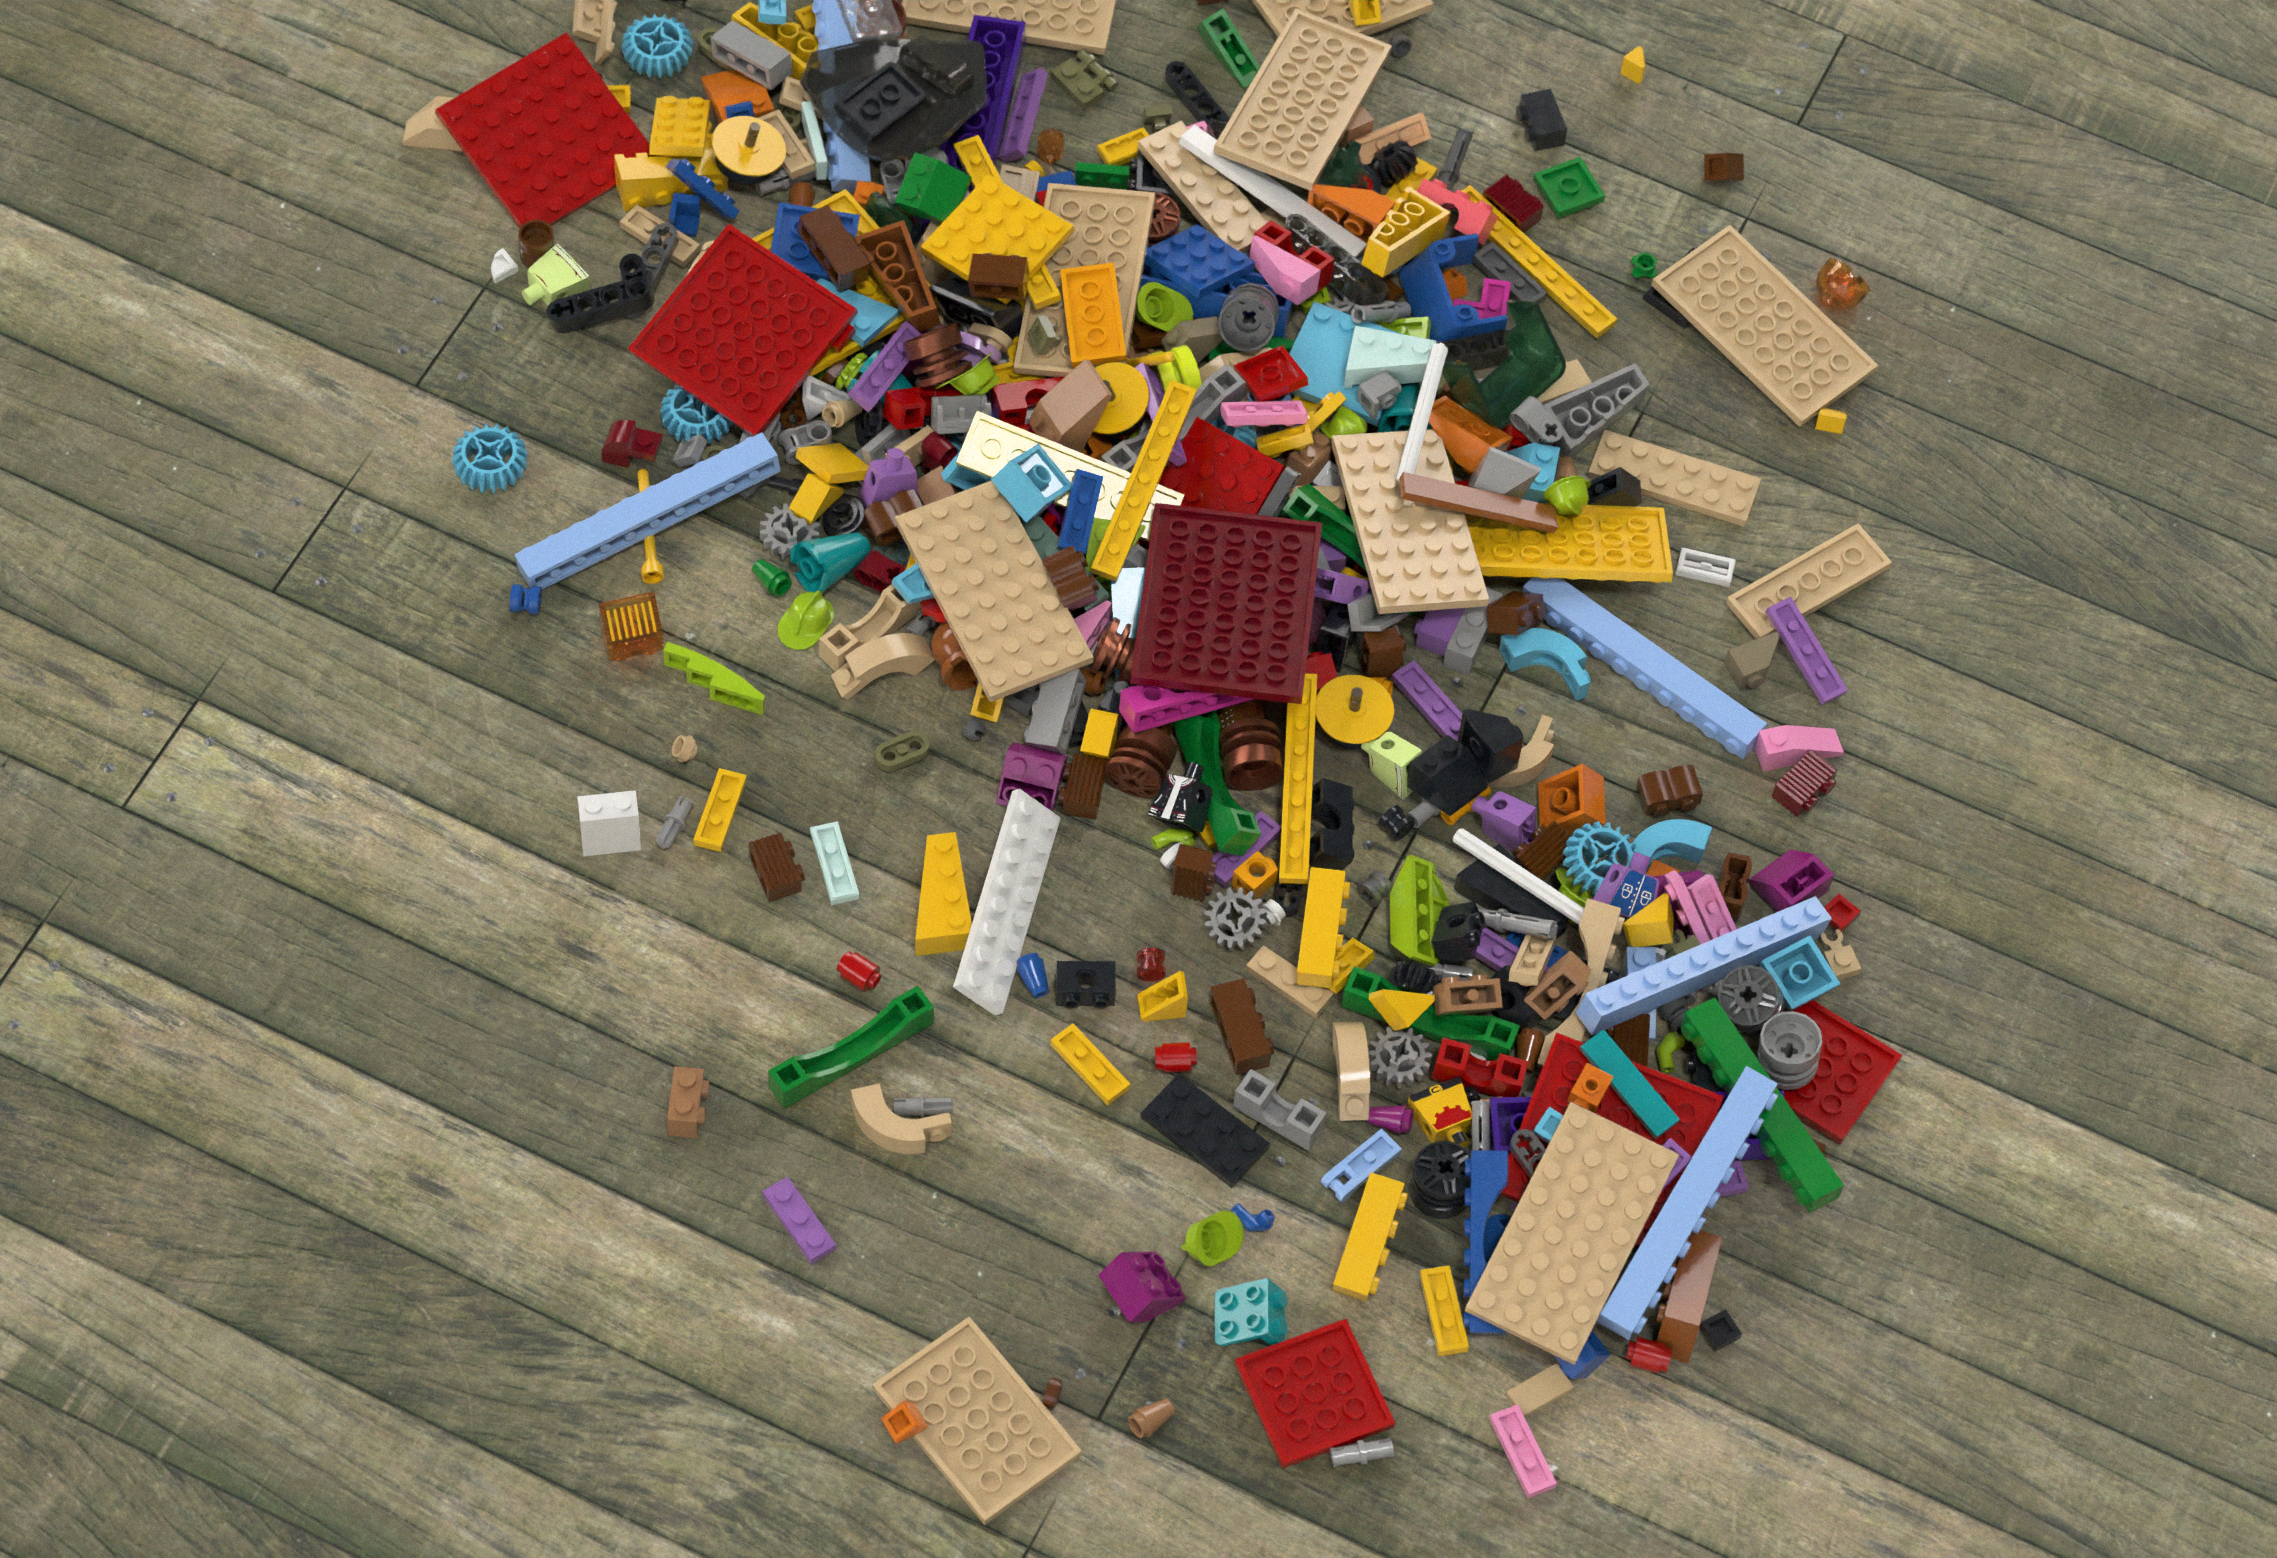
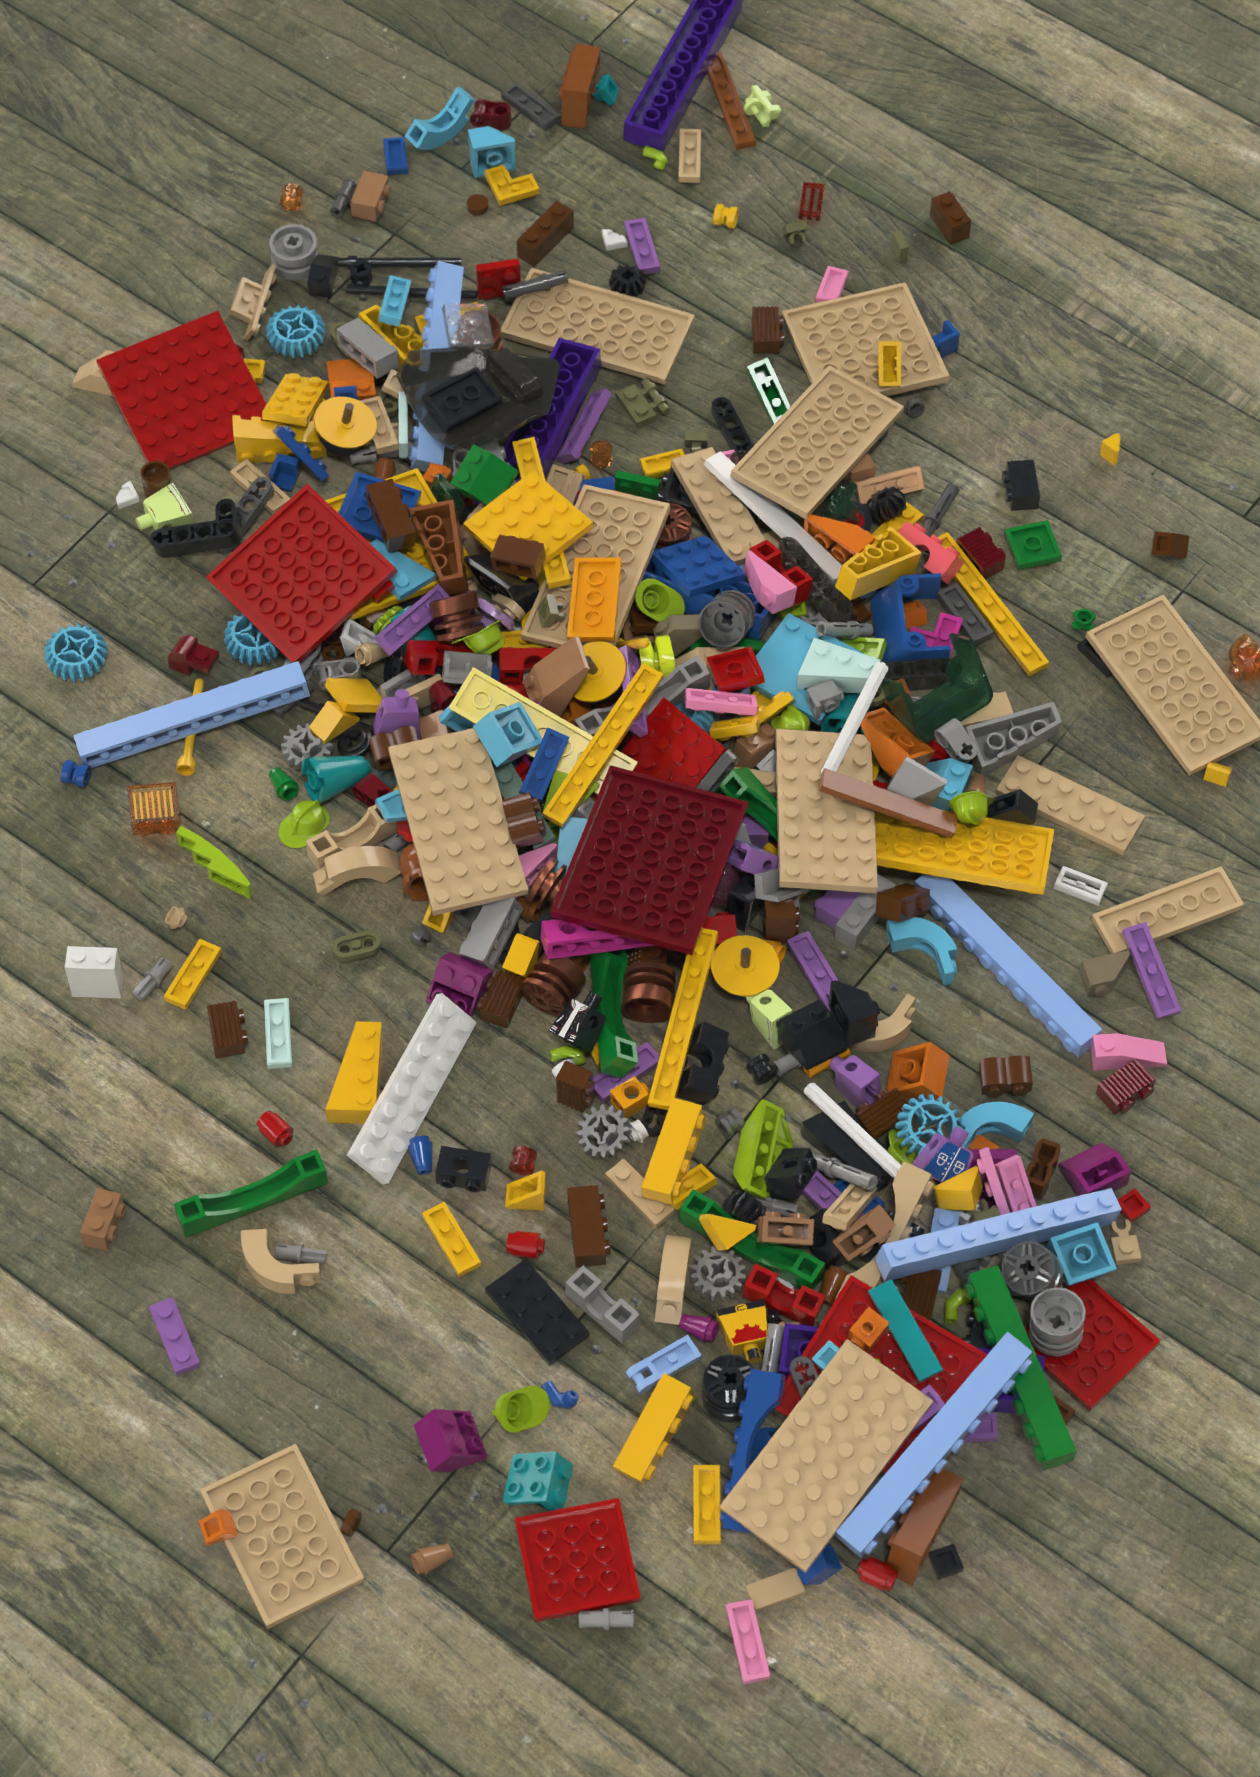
camera: 15 degrees right, 0 degrees up
(690, 451) = (241, 668): light grey plate -> none

